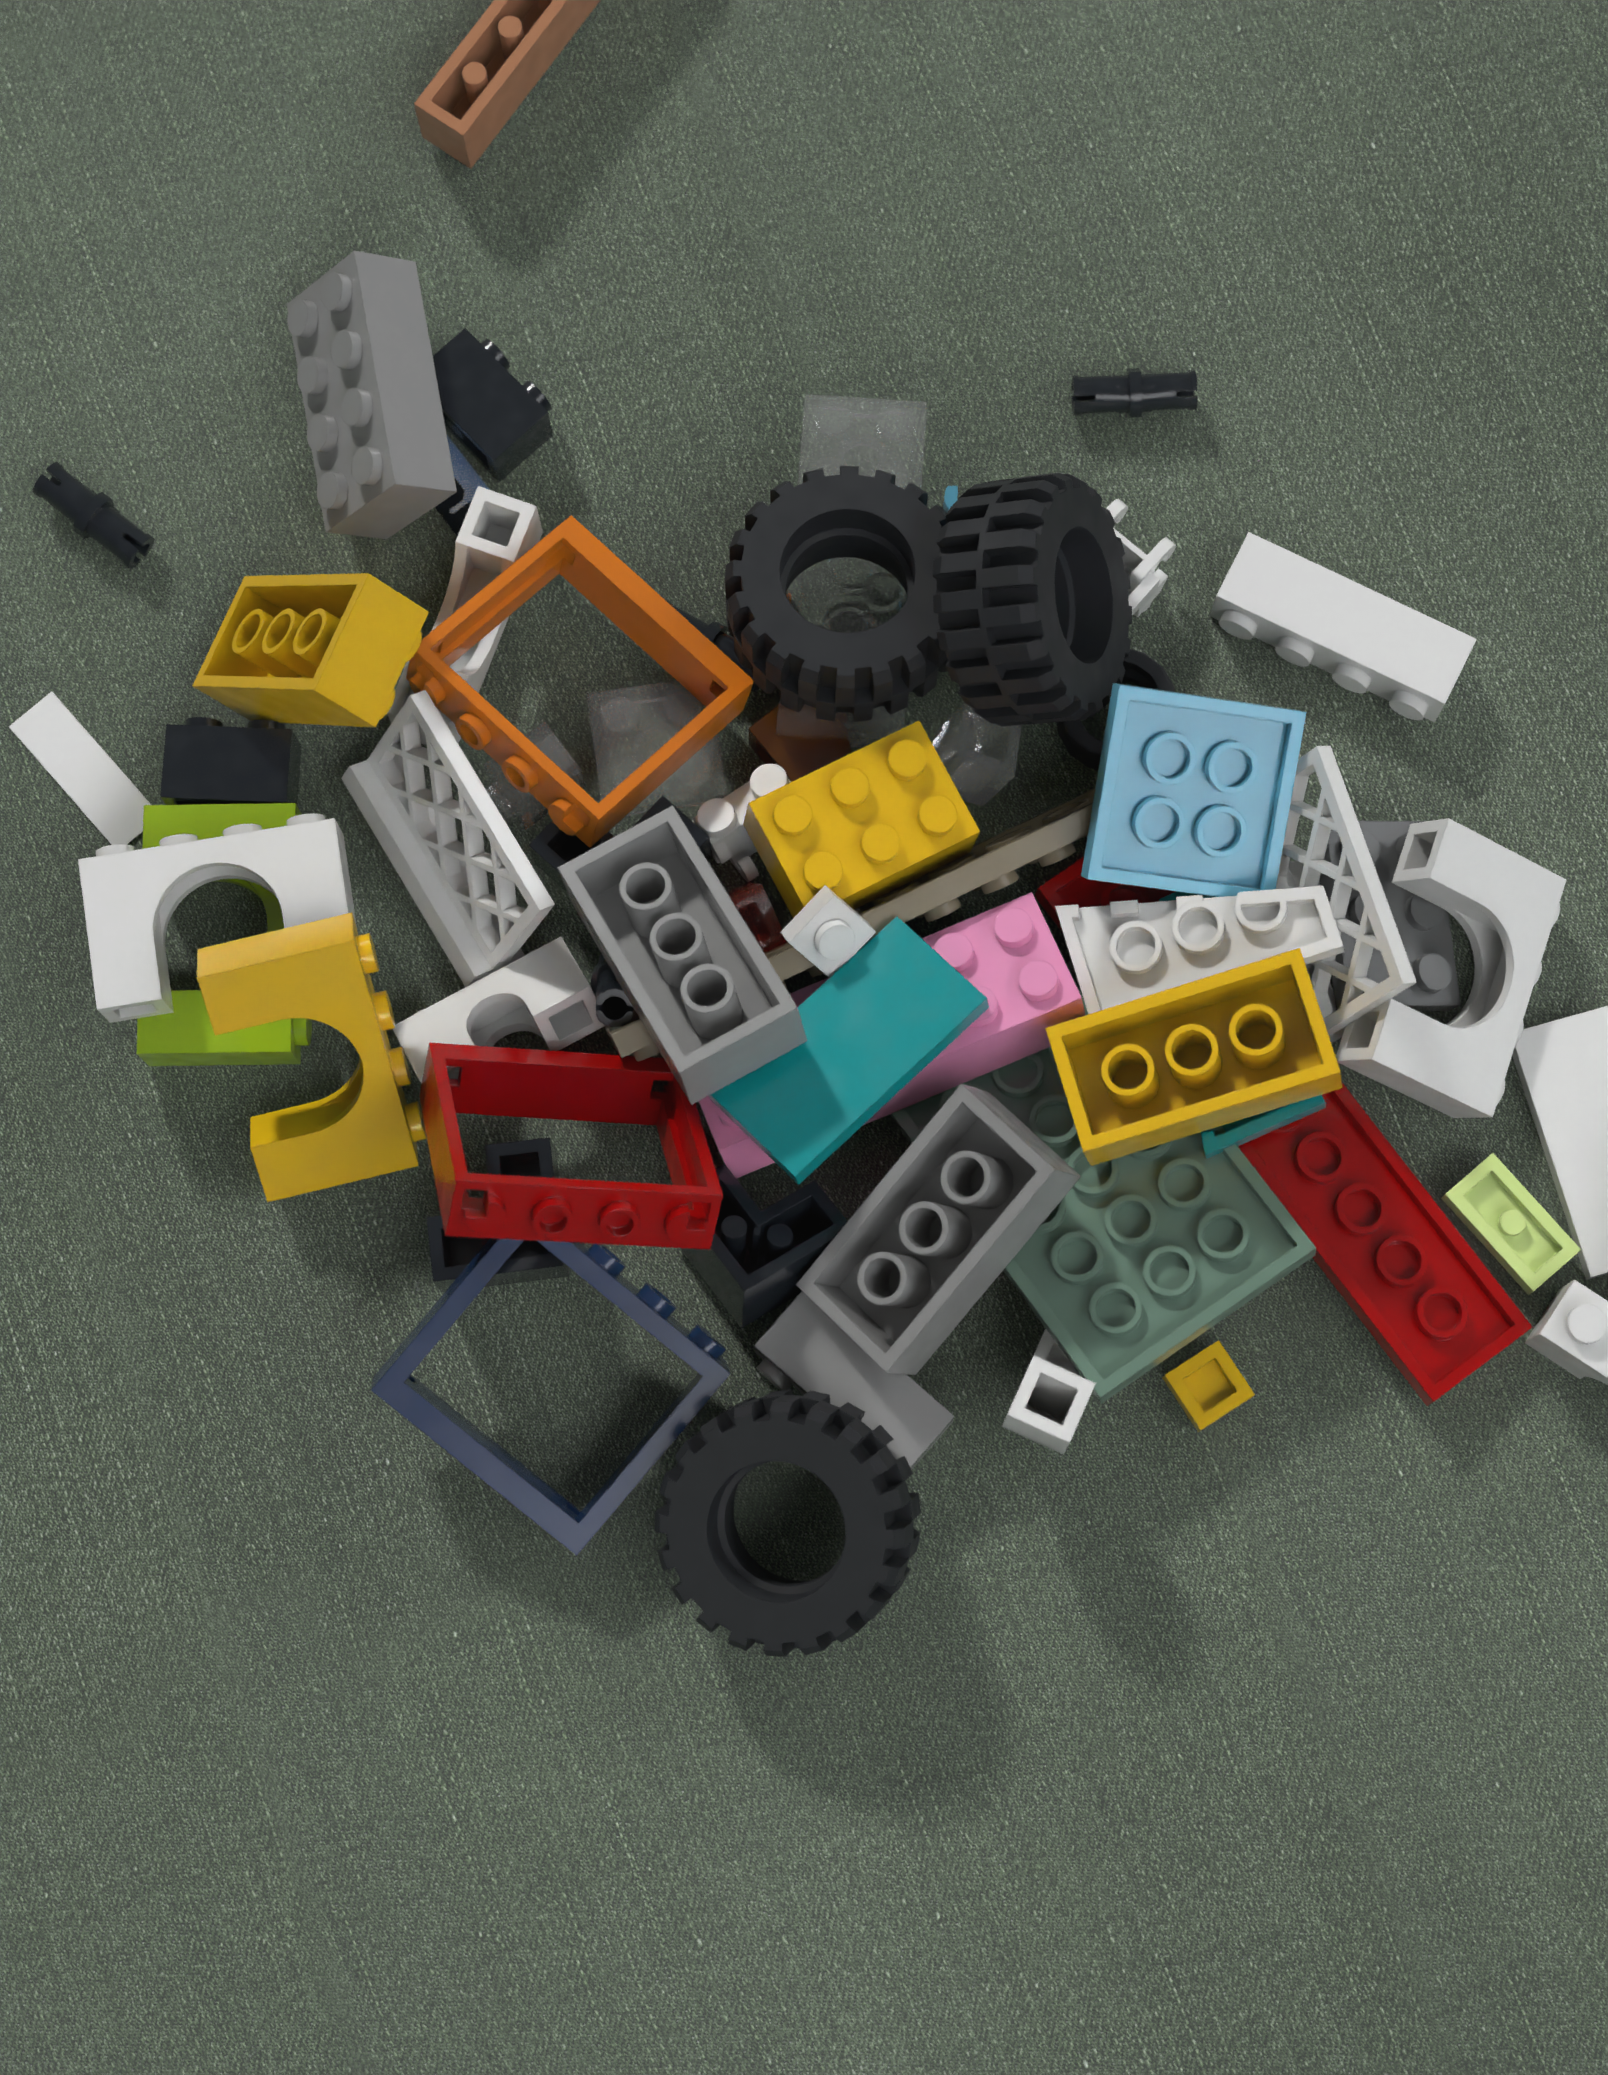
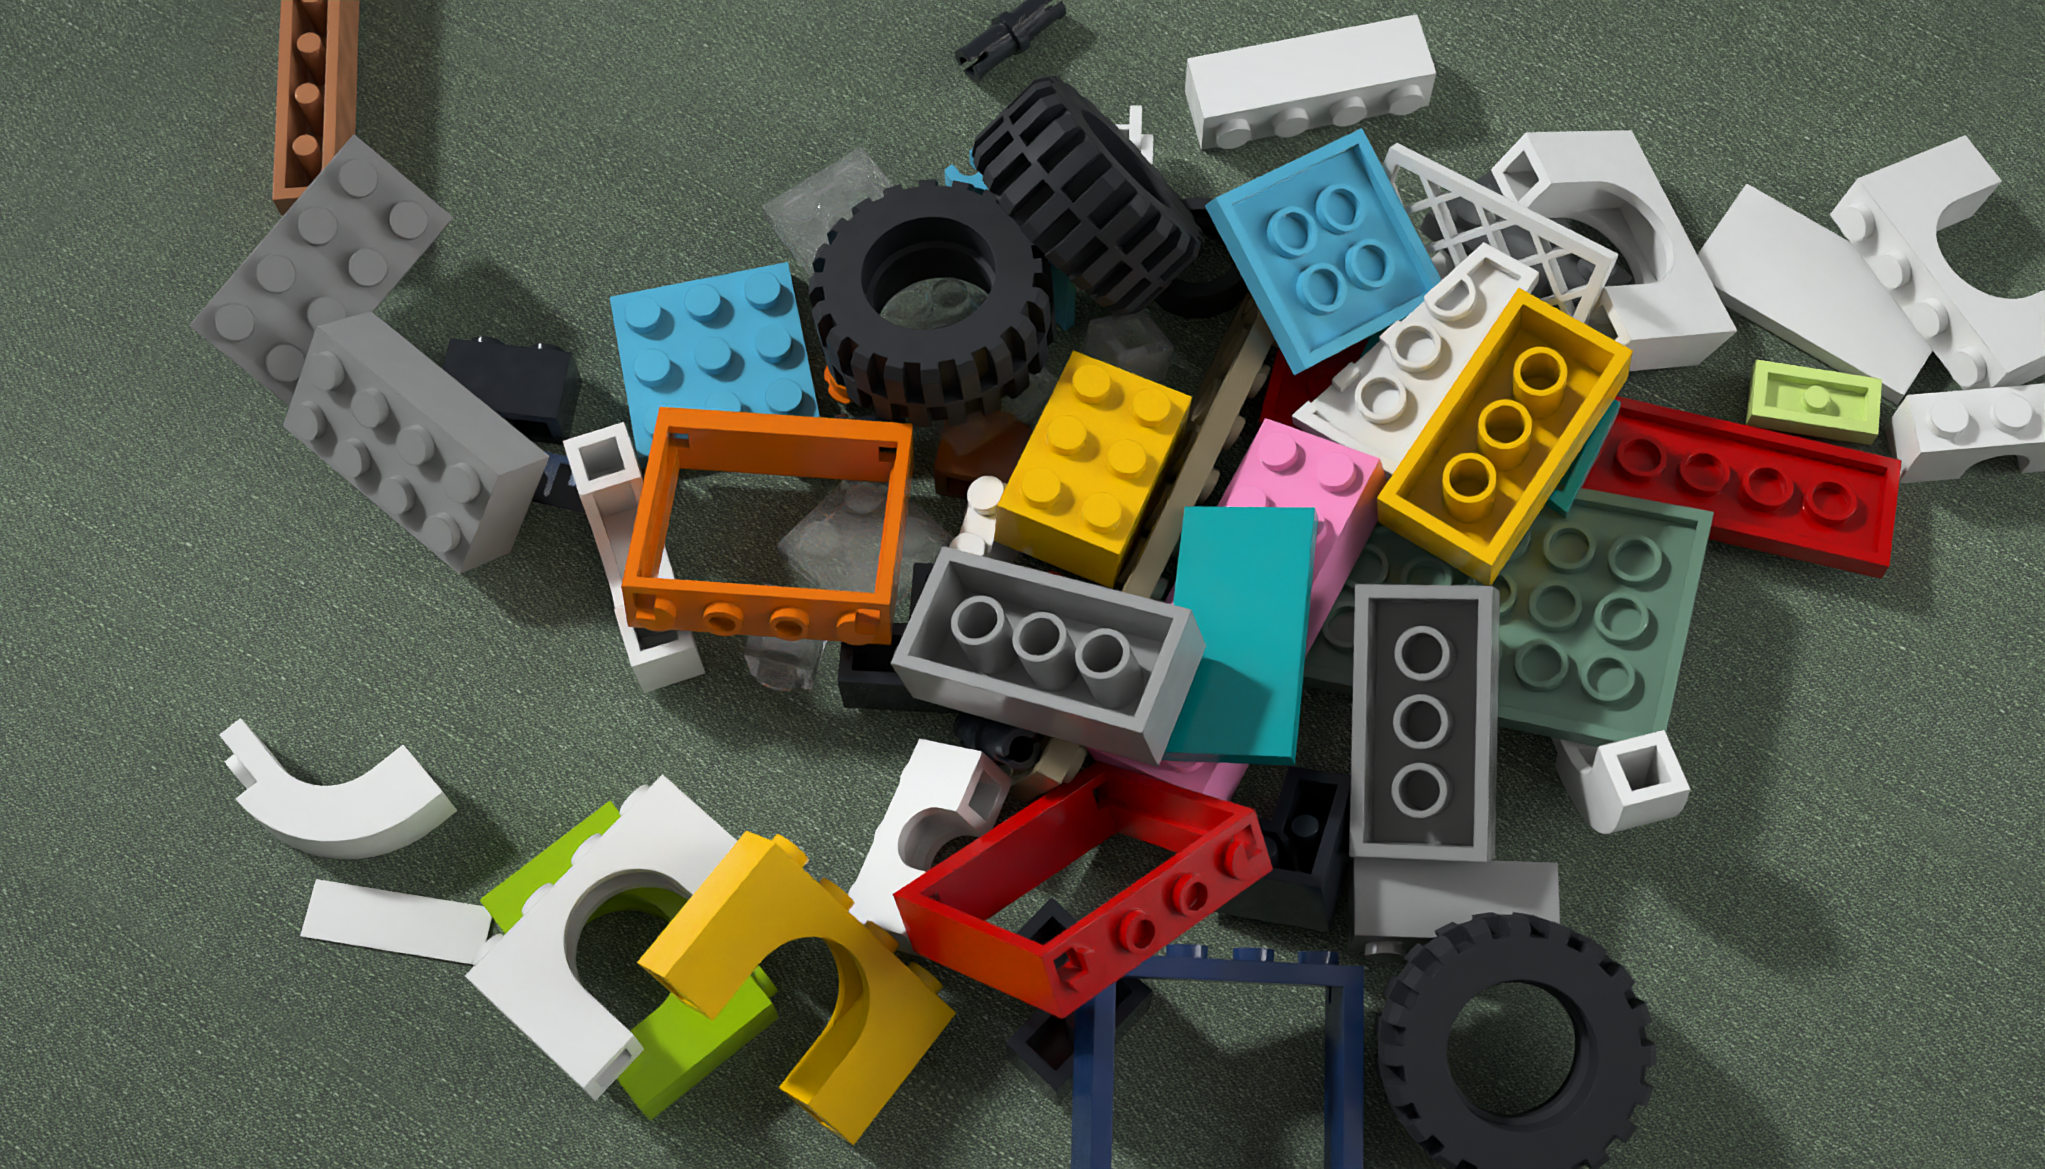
camera: 40 degrees left, 10 degrees down
(93, 515) = (255, 707): black pin -> none
(121, 674) = (341, 821): none -> white arch
(230, 763) = (523, 814): black brick -> none
(312, 649) = (531, 657): yellow brick -> none
(408, 194) = (321, 263): none -> light grey brick
(421, 842) = (759, 762): white fence -> none
(667, 495) = (713, 347): none -> medium azure plate
(828, 931) = (1144, 555): white plate -> none
(1208, 1386) = (1714, 692): yellow plate -> none

